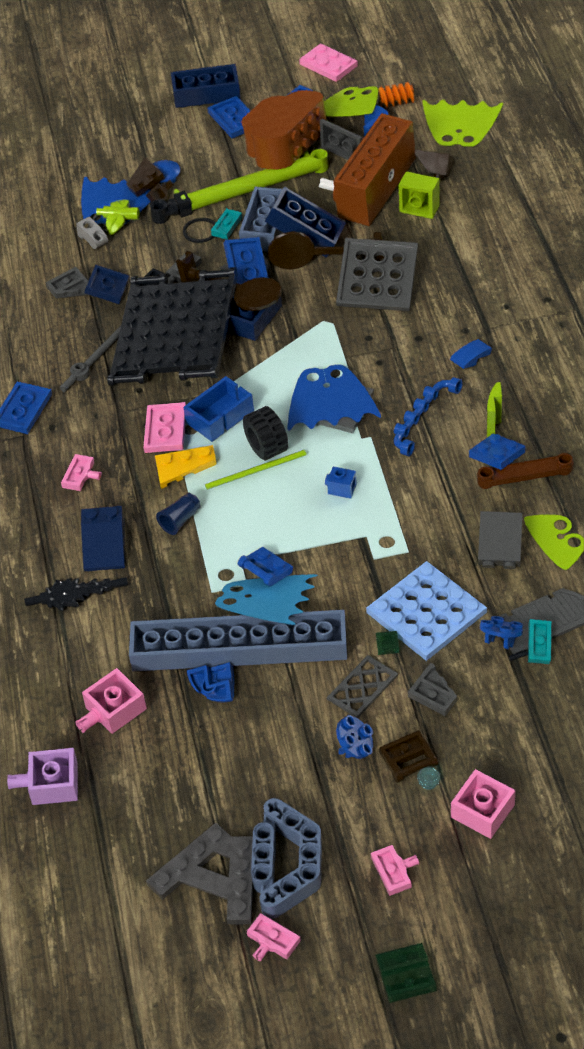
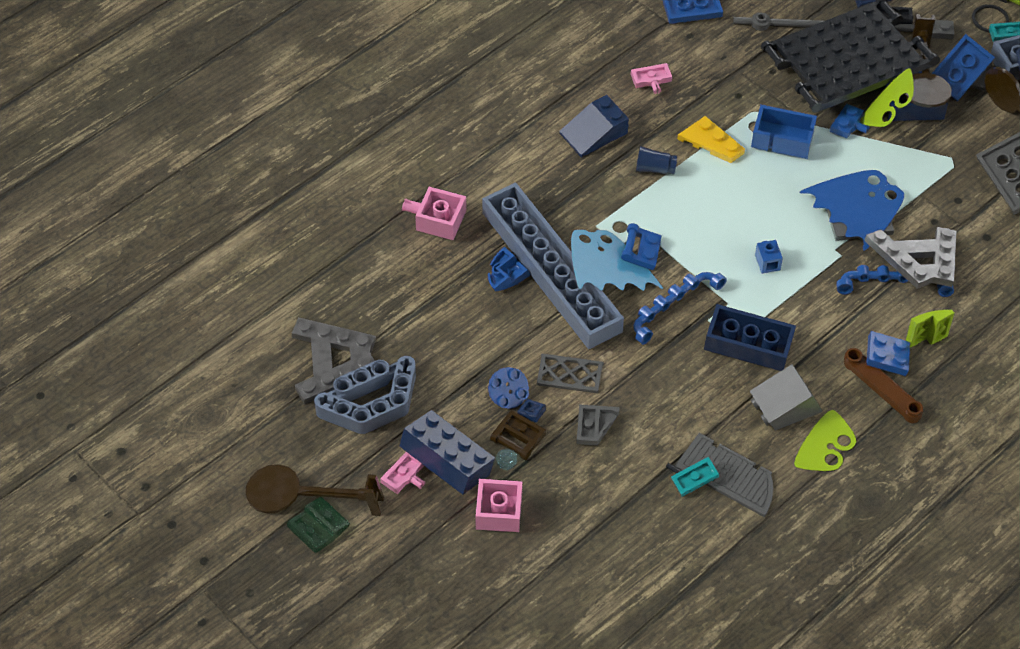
camera: 55 degrees right, 5 degrees up
(50, 776) = (348, 209): lavender brick -> none
(69, 592) = (530, 133): black piece -> none
(164, 427) = (738, 107): bright pink plate -> none
(237, 366) = (848, 122): none -> blue plate
(243, 332) = (893, 91): none -> lime piece
(255, 469) = (744, 192): lime axle -> none
(265, 433) = (774, 174): black tyre -> none
(272, 938) = (295, 421): bright pink plate -> none
(336, 579) = (675, 292): none -> blue bar
(341, 992) = (278, 487): none -> dark brown piece
(387, 642) = (622, 368): clear green plate -> none
(387, 732) = (532, 410): none -> dark blue tile
(398, 818) = (447, 452): none -> dark blue brick
(404, 390) = (902, 254): none -> flat silver plate
(421, 533) = (749, 337): none -> dark blue brick
(426, 621) = (670, 370): light blue piece -> none
(469, 354) = (992, 281): blue slope -> none
(502, 629) = (685, 441): blue plate -> none

